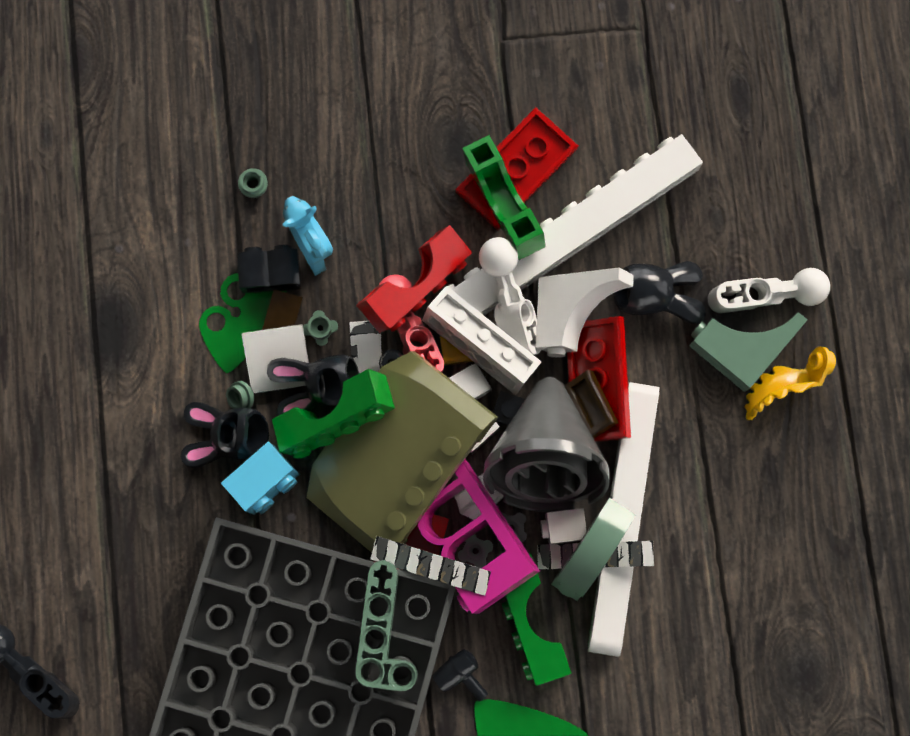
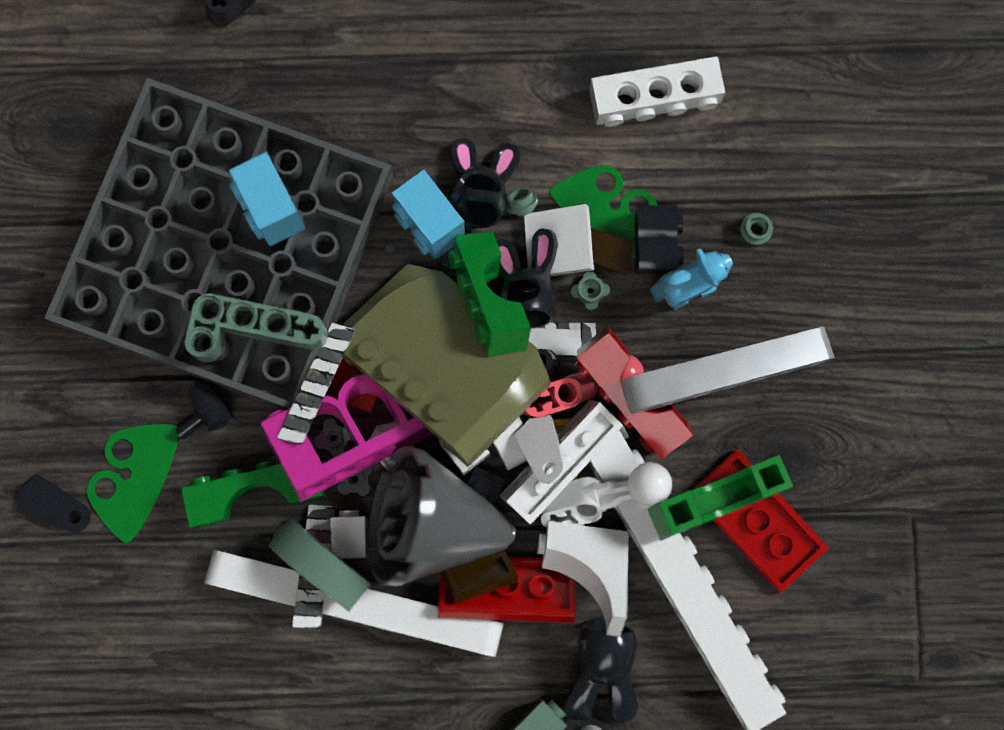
camera: 90 degrees right, 0 degrees up
(110, 237) = (701, 74): none -> white brick
(261, 626) = (269, 205): none -> medium azure brick
(388, 199) = (726, 370): none -> light grey beam
(473, 356) = (541, 448): none -> white piece

